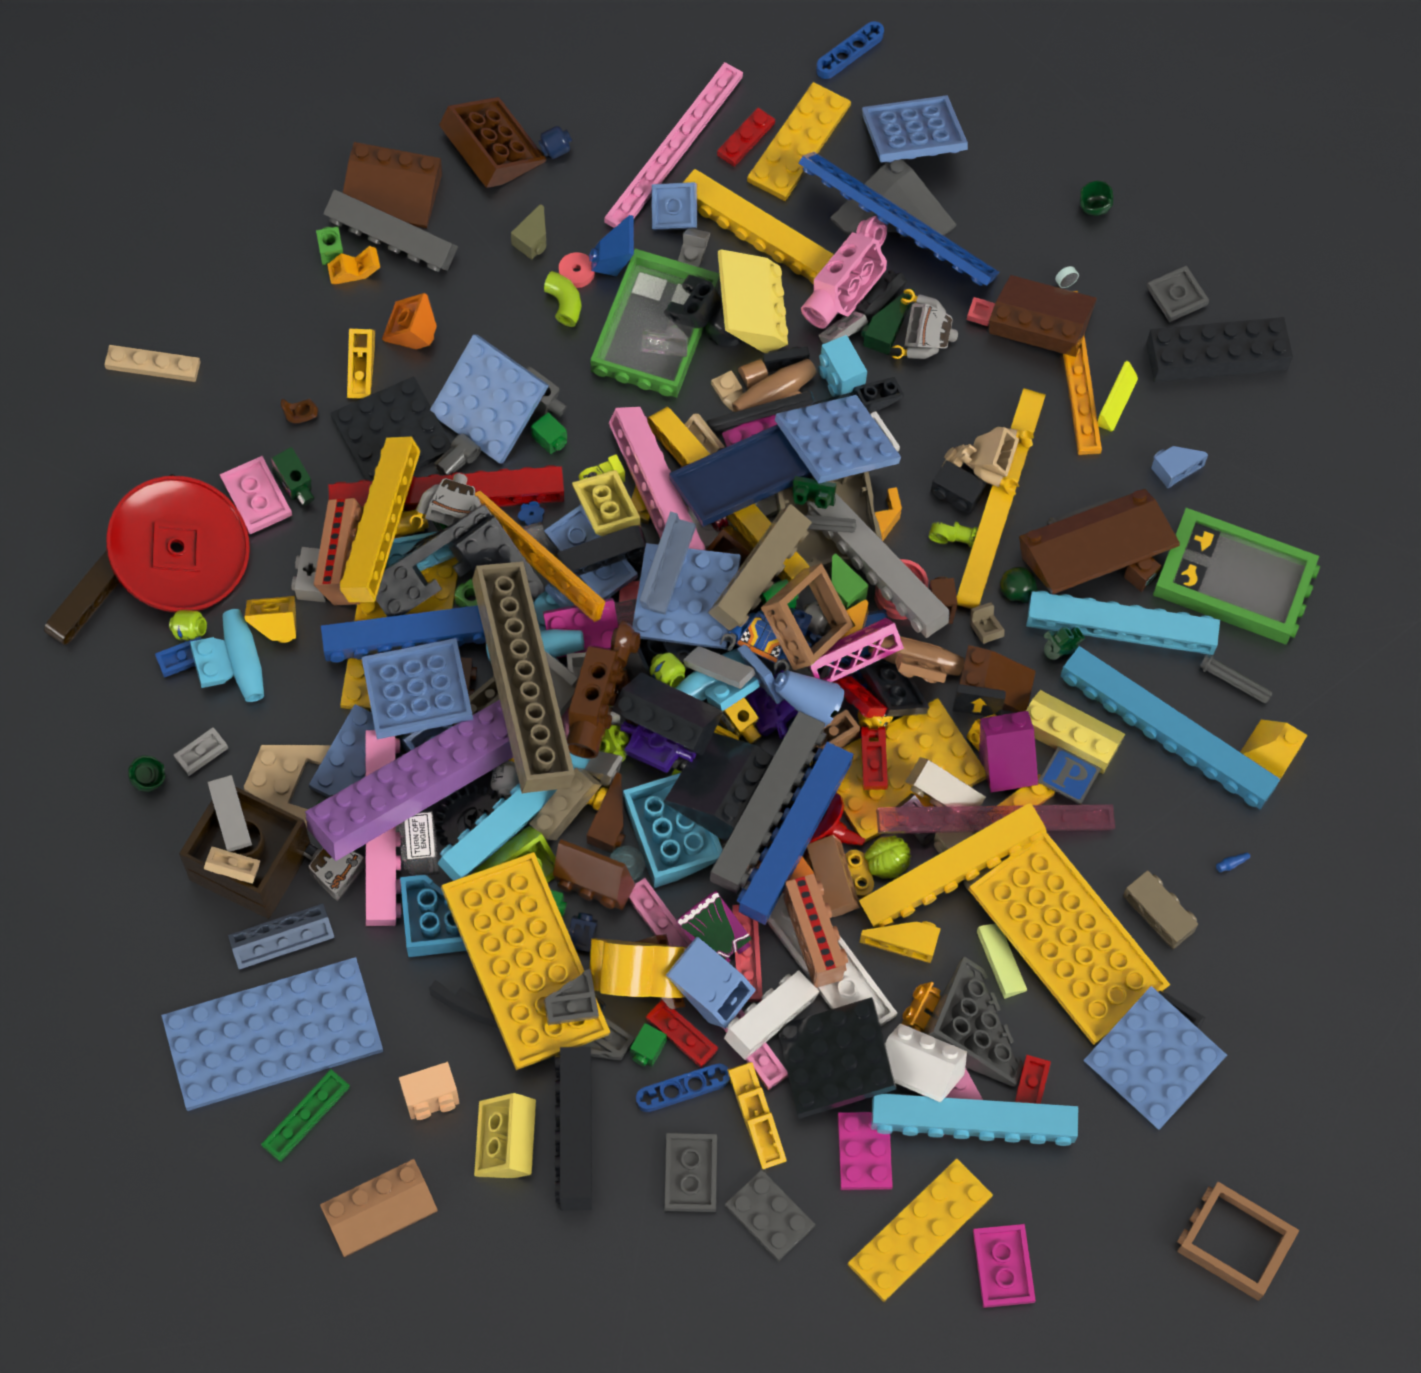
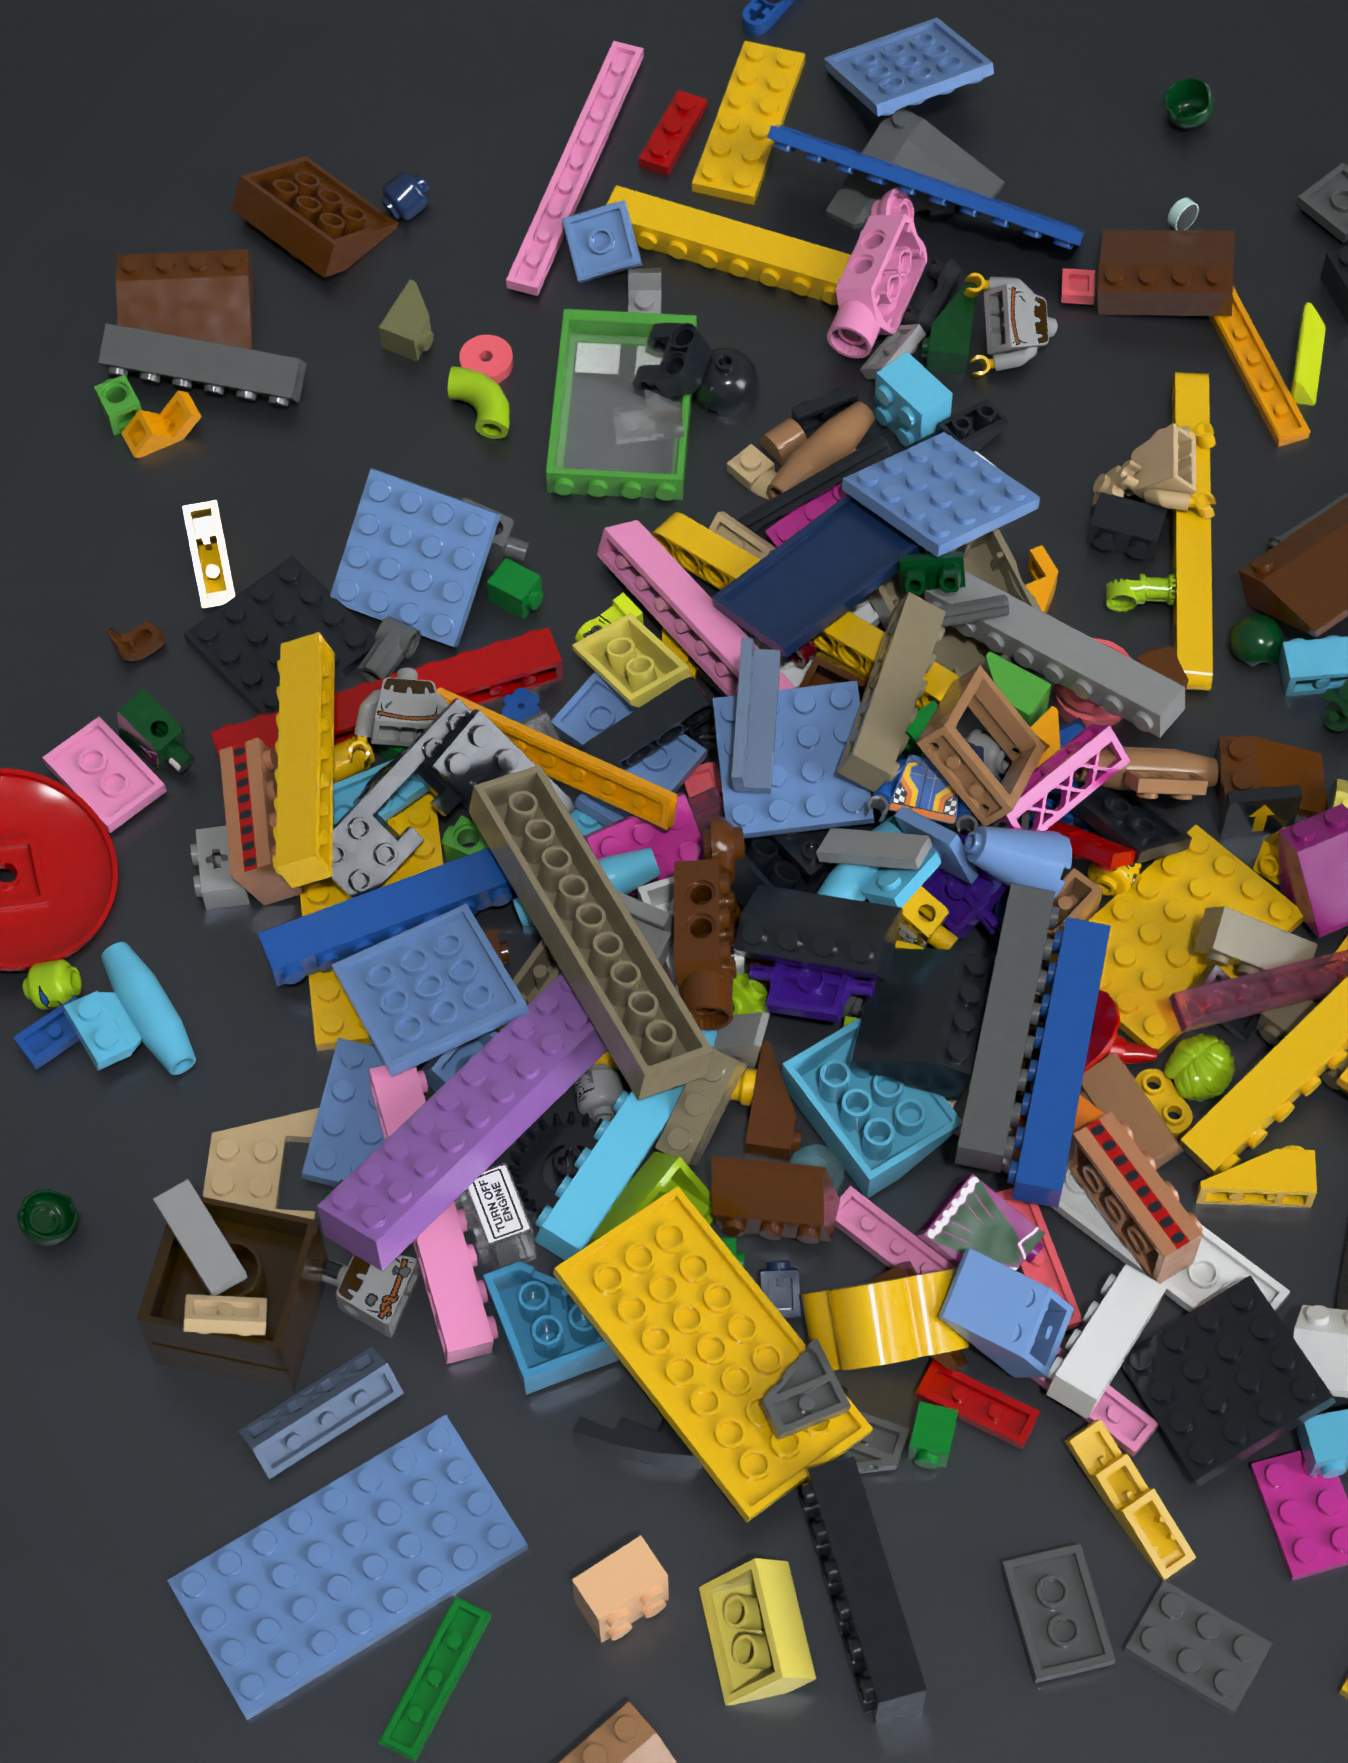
camera: 10 degrees left, 5 degrees down
(201, 751) = (121, 1165): light grey plate -> none
(273, 617) = (180, 942): yellow slope -> none
(411, 323) = (268, 483): orange slope -> none
(614, 249) = (535, 316): blue slope -> none
(667, 669) = (796, 871): lime head -> none
(681, 1084) = (1000, 1481): blue beam -> none
(753, 300) = (757, 338): light yellow slope -> none
(874, 759) = (1135, 929): red plate -> none
(924, 998) = (1321, 1259): light orange hinge -> none
(985, 623) = (1229, 705): dark tan bracket -> none

